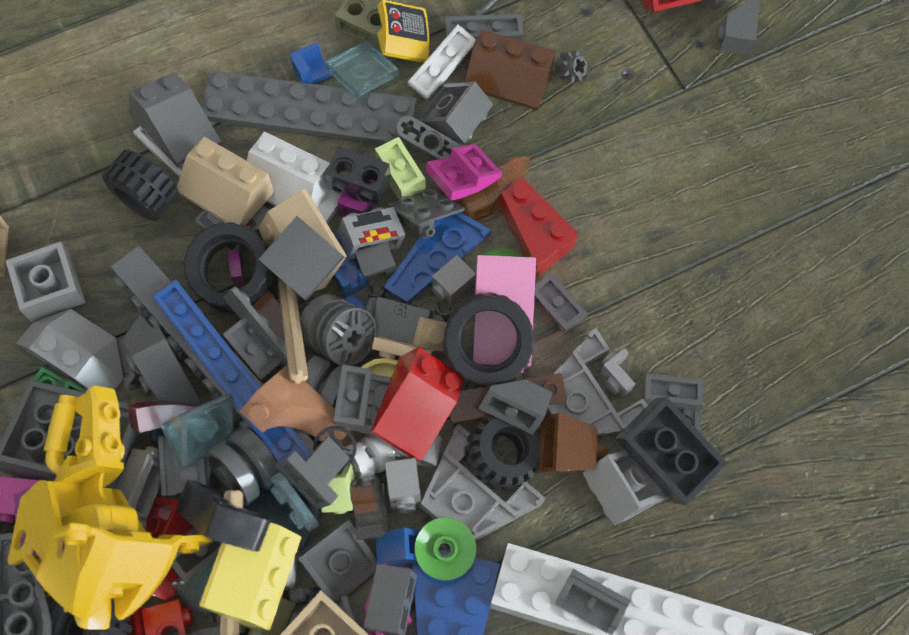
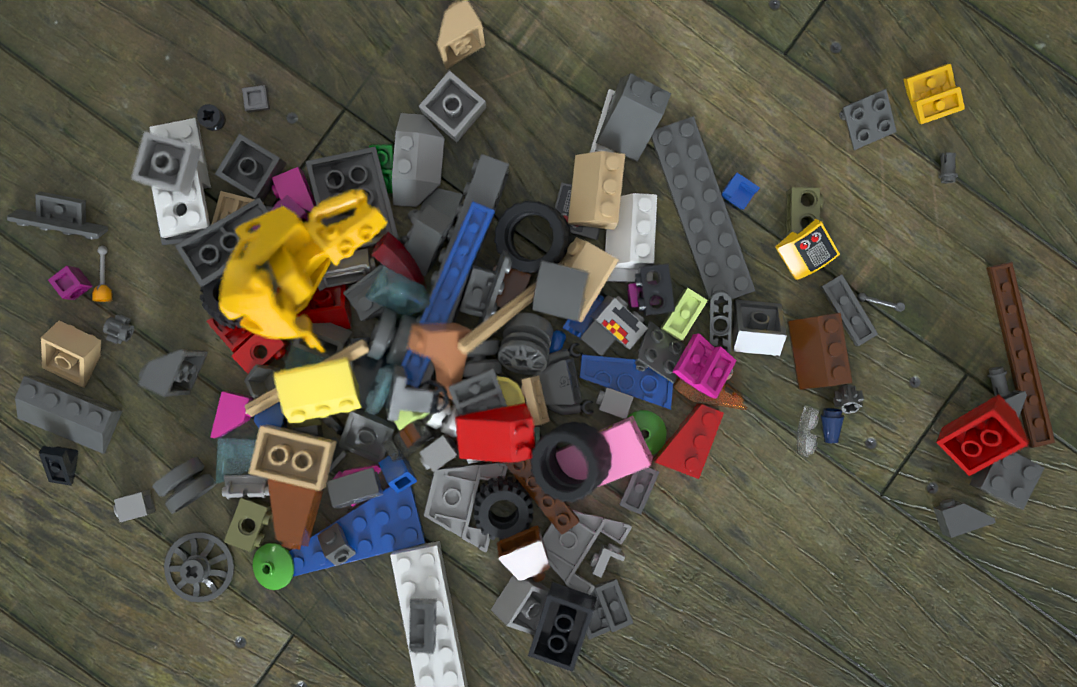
camera: 65 degrees right, 20 degrees up
(140, 185) = (561, 129): black tyre -> none
(220, 519) = (335, 348): black beam -> none
(236, 269) = (539, 238): magenta tile -> none
(361, 68) = (757, 234): clear light blue tile -> none
(430, 334) = (558, 412): tan plate -> none
(442, 62) = (798, 294): white tile -> none
(461, 546) = (406, 514): bright green dish -> none
(518, 404) = (534, 508): dark grey slope -> none
(588, 122) = (806, 441): none -> clear slope
(589, 94) = (831, 424): none -> dark blue cone

